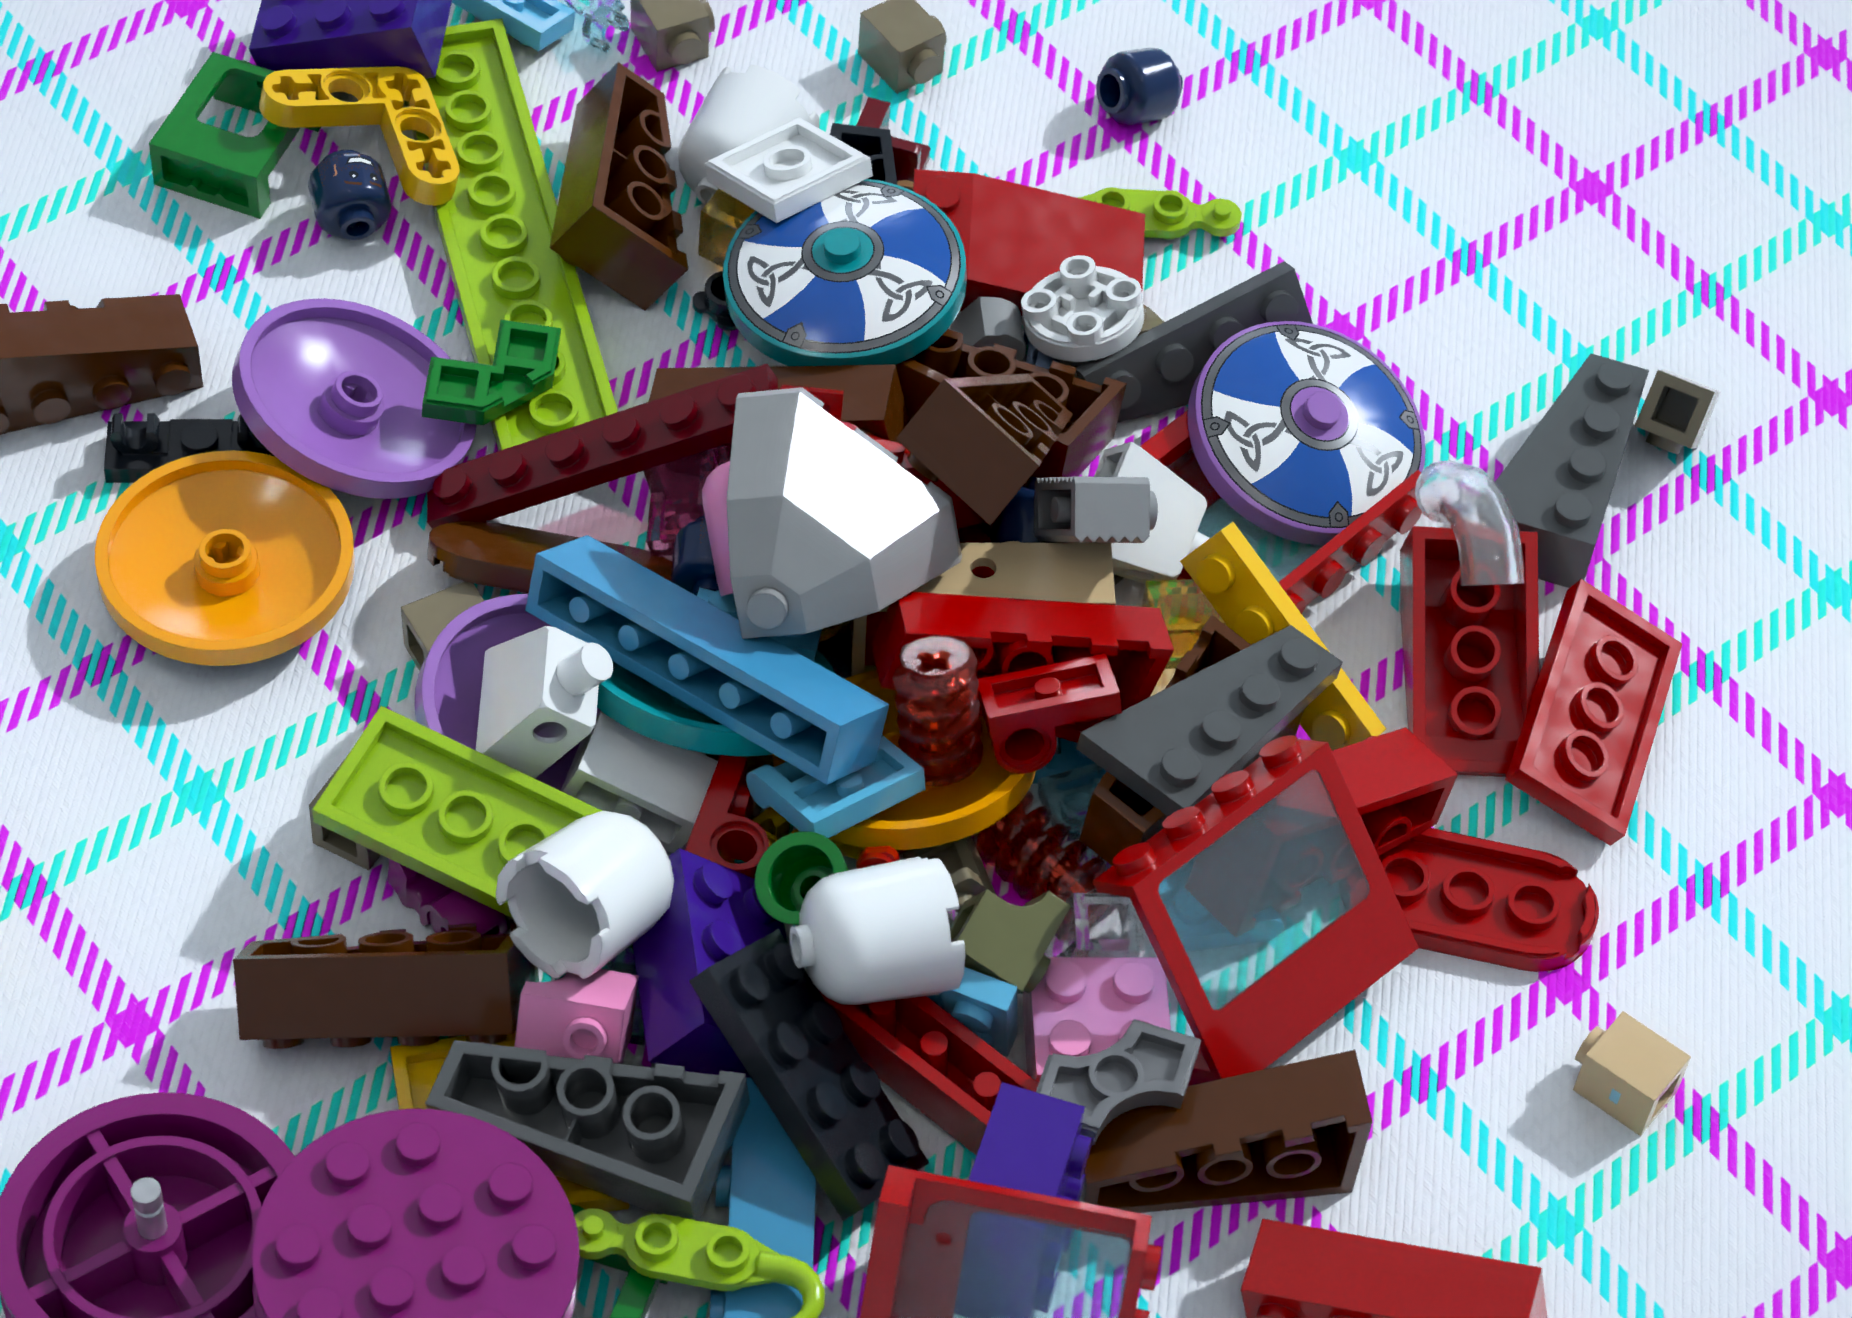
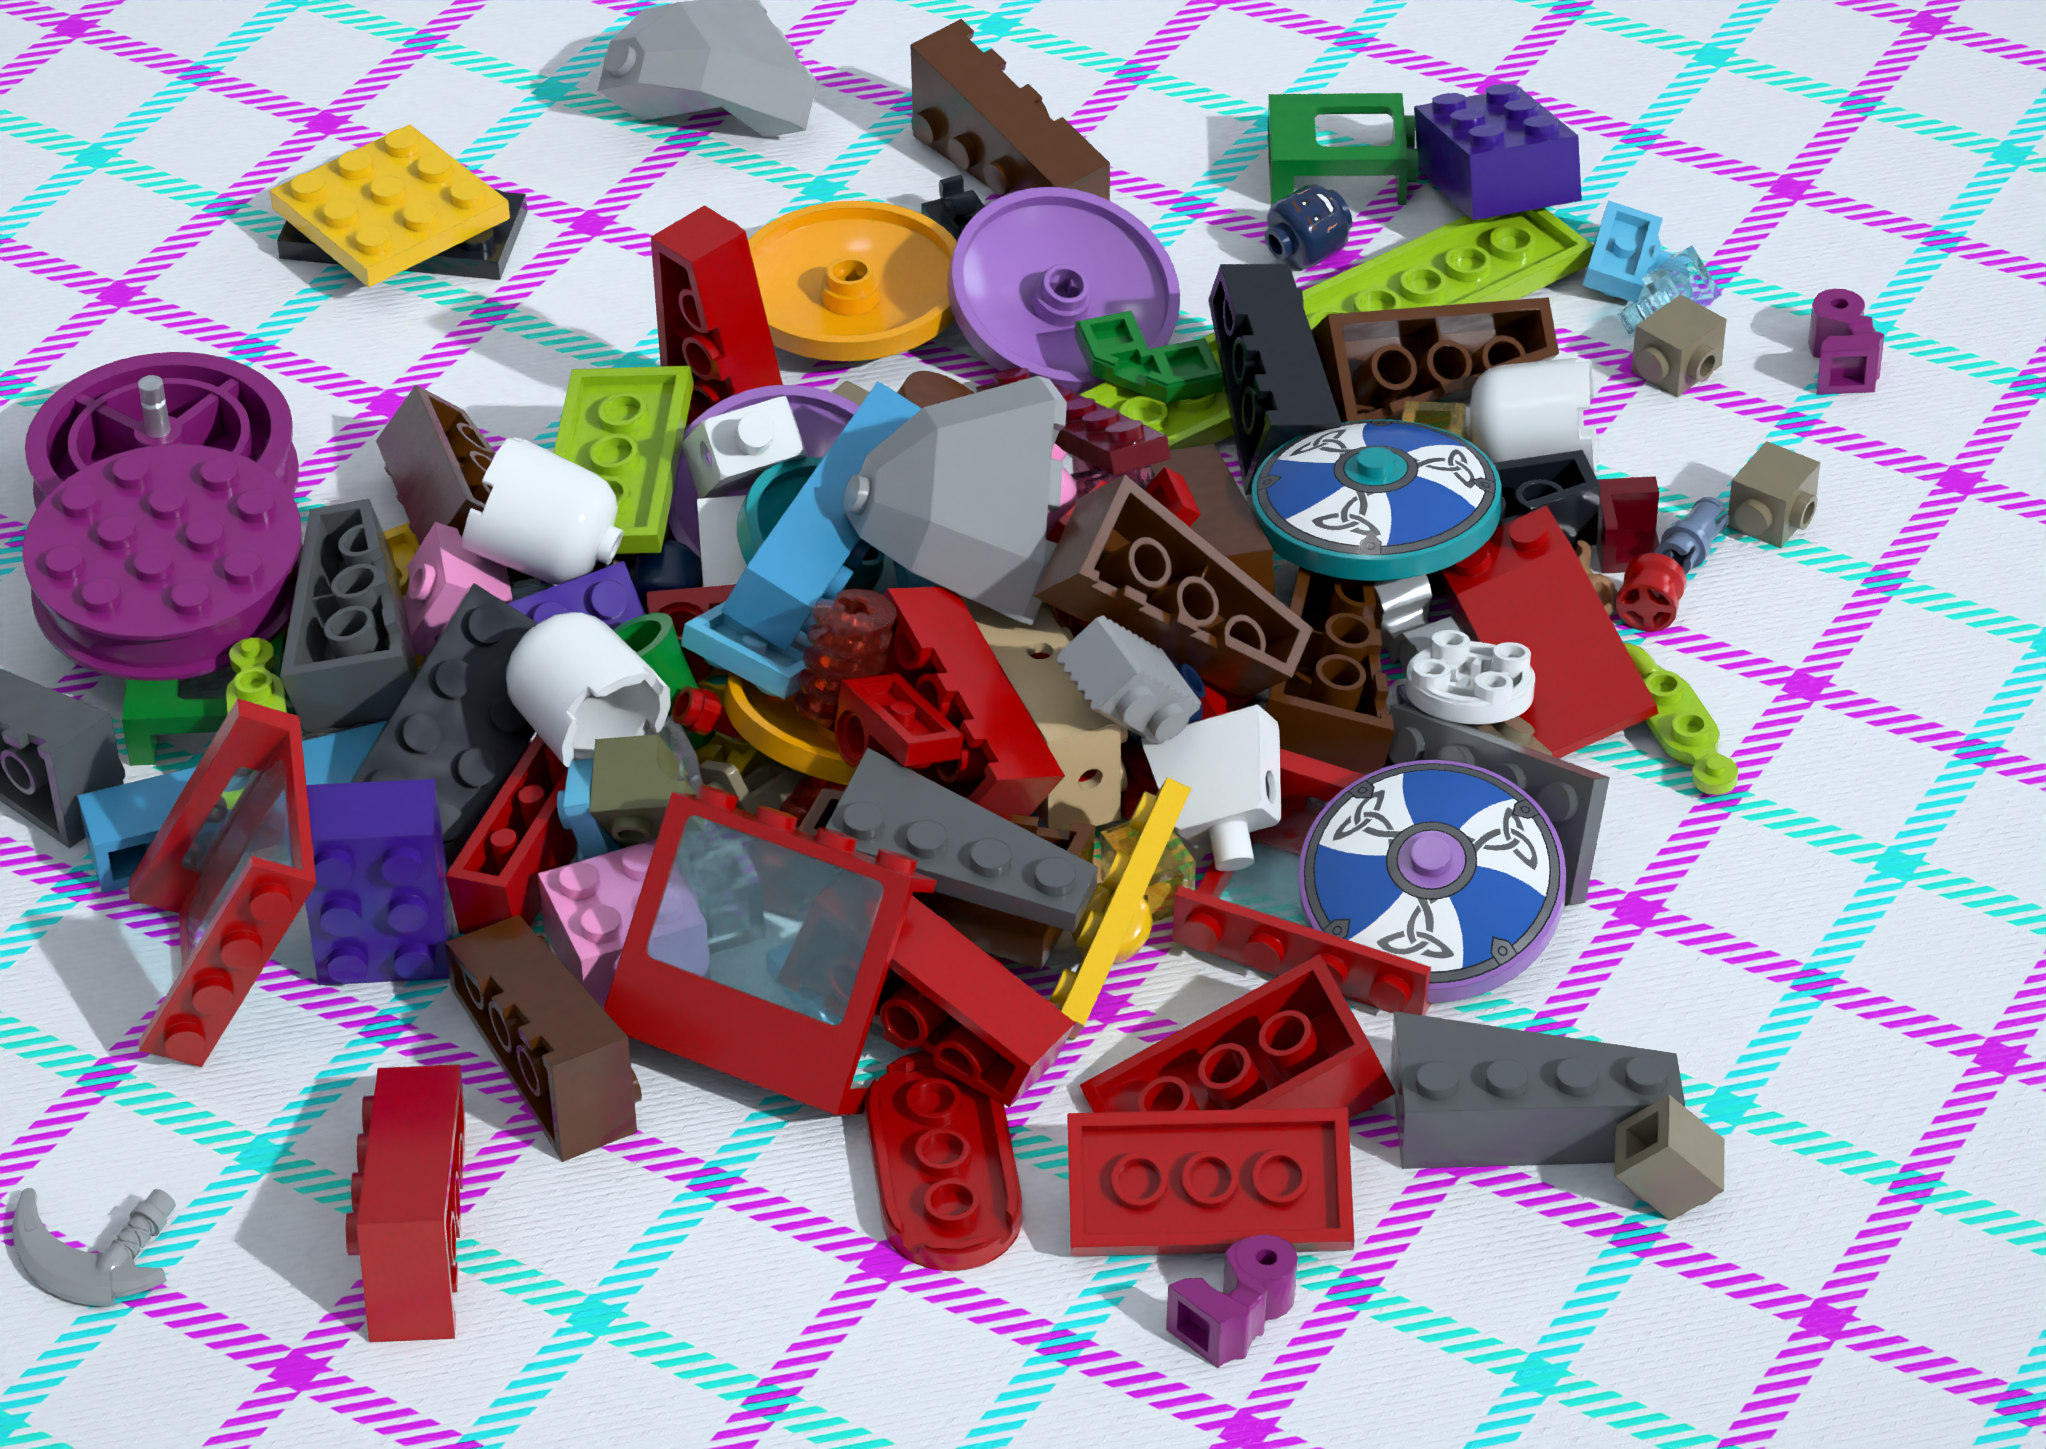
camera: 75 degrees right, 10 degrees down
(290, 102) = (1355, 140): yellow beam -> none
(330, 665) = (711, 309): none -> red wedge
(605, 286) = (1267, 362): none -> black wedge
(788, 169) = (1471, 420): white tile -> none
(927, 119) = (1690, 538): none -> sand blue pin
(983, 157) = (1651, 592): none -> red wheel
(1137, 1071) = (553, 919): flat silver tile -> none
(1139, 86) = (1844, 665): dark blue head -> none
(1479, 519) = (1334, 982): clear cylinder -> none
(1629, 1071) = (773, 1310): tan brick -> none
(1707, 731) = (1256, 1288): none -> magenta leg

